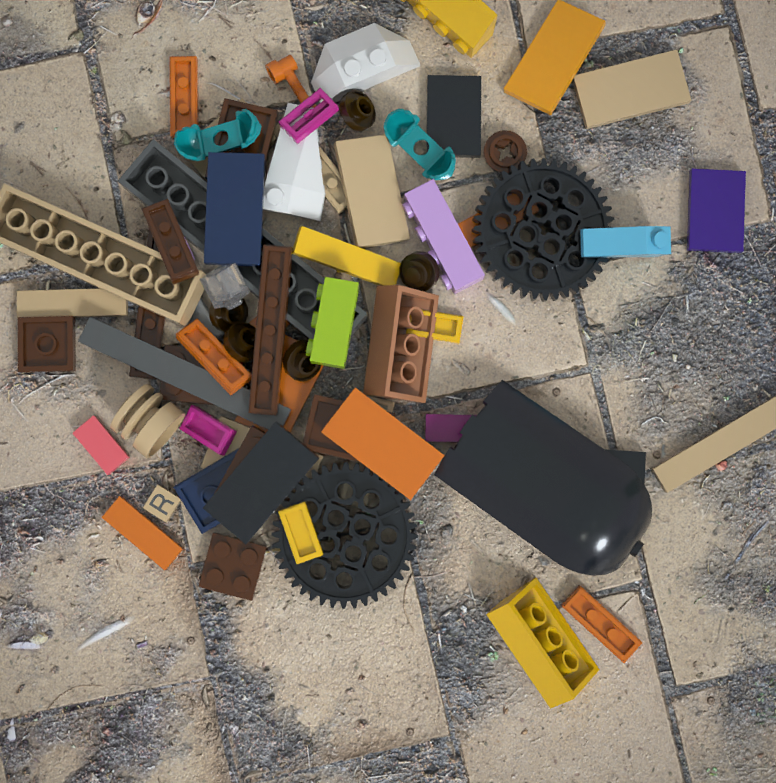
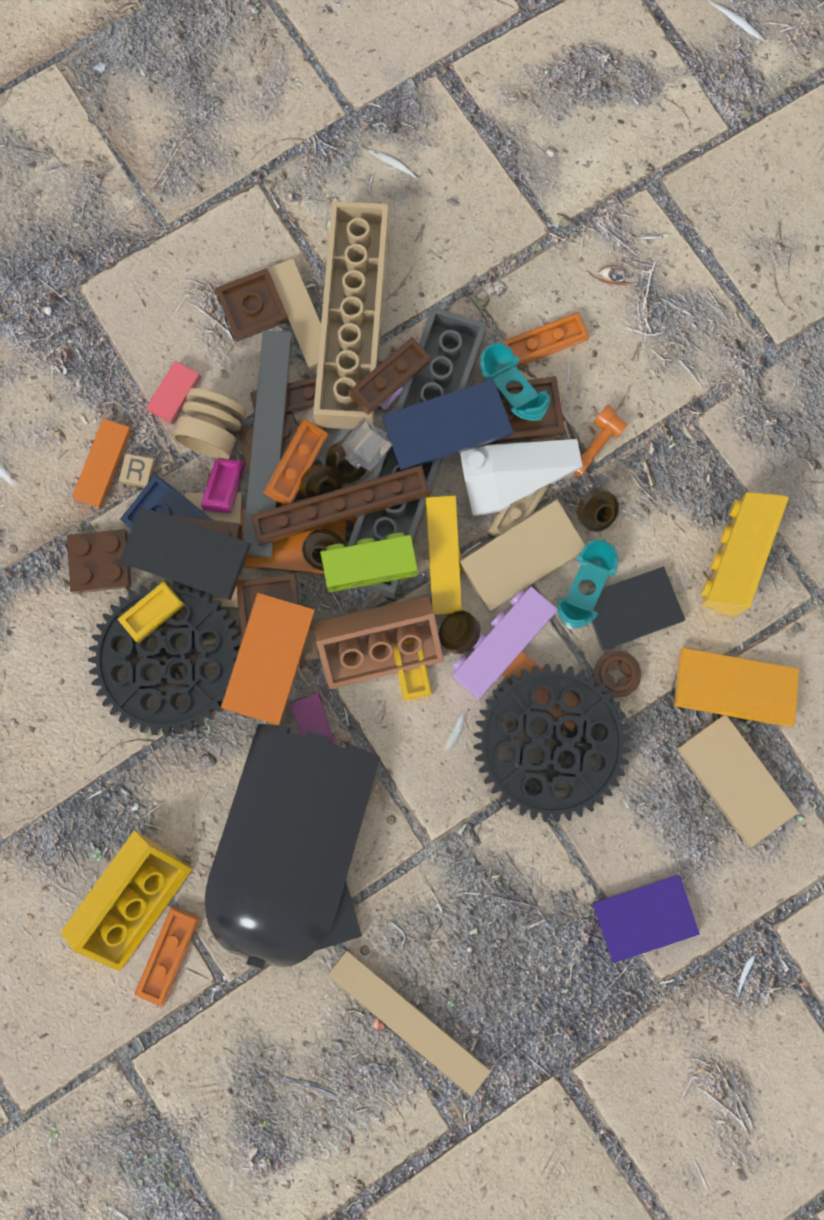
camera: 70 degrees right, 5 degrees down
(316, 116) = (568, 466): dark pink tile -> none
(362, 61) = (650, 496): white wedge -> none
(626, 241) = (571, 831): medium azure slope -> none

